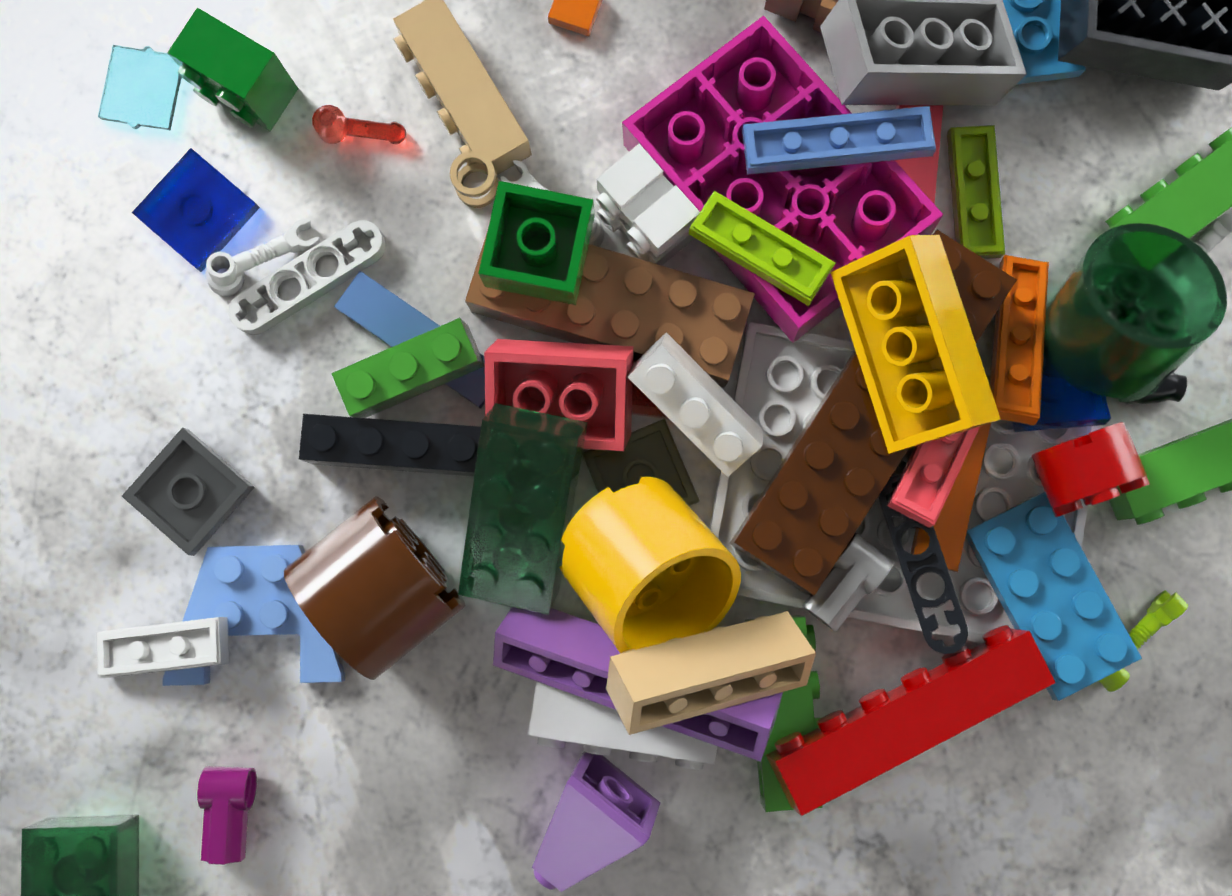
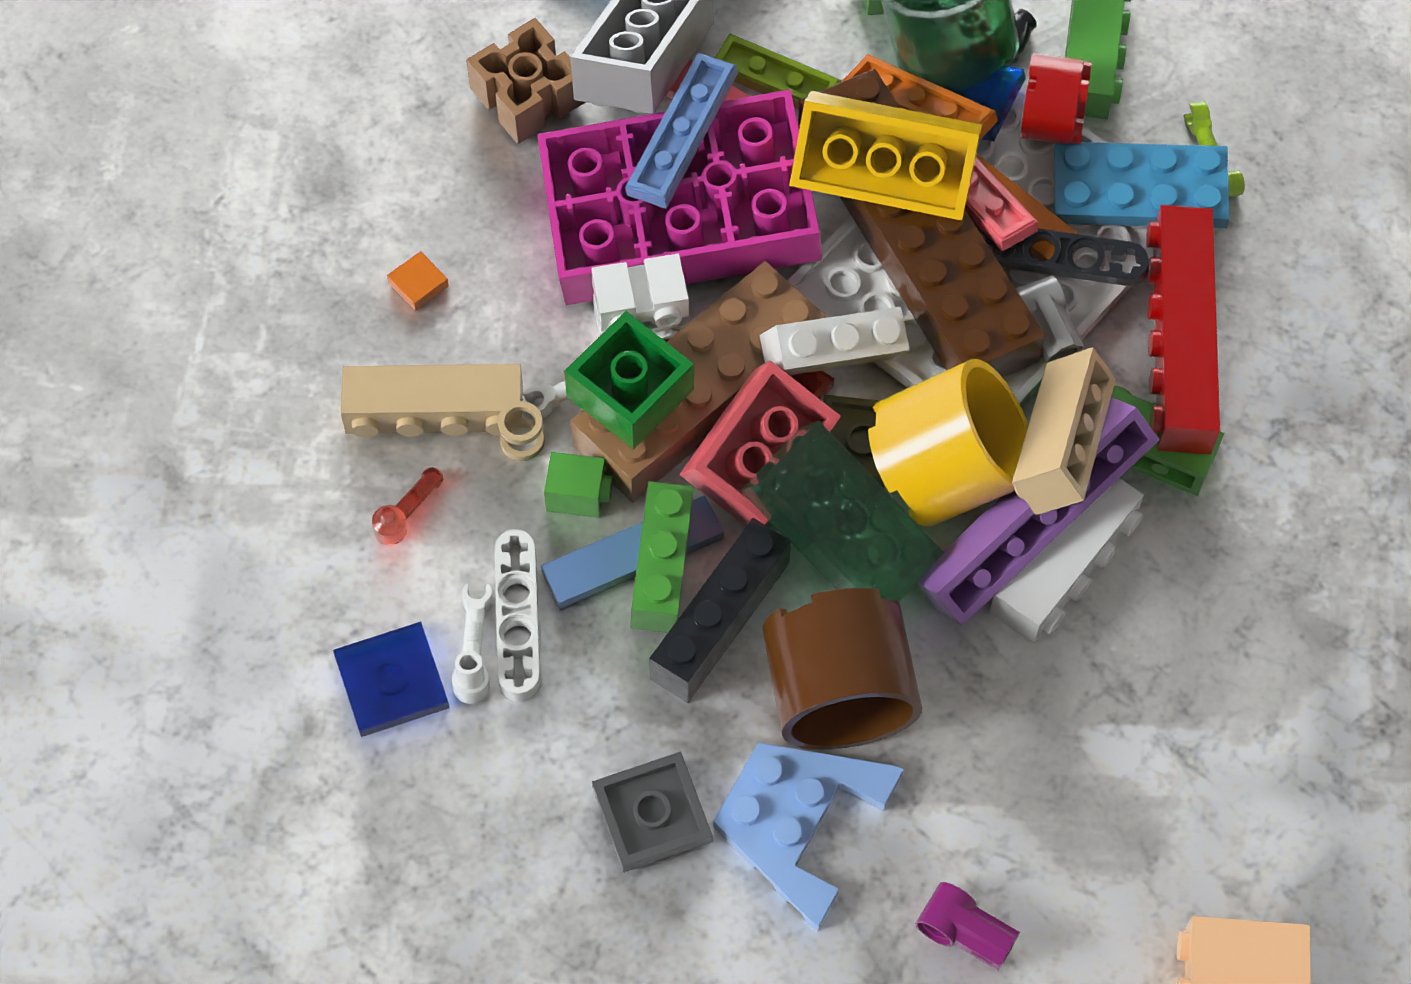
camera: 65 degrees left, 20 degrees down
(140, 88) = (243, 669): clear light blue piece -> none
(162, 647) = (784, 903): white tile -> none
(232, 70) = (299, 563): green brick -> none
(448, 255) = (576, 484): none -> bright green brick
(594, 823) = (1143, 622): medium lavender slope -> none
(761, 248) = (737, 225): lime tile -> none

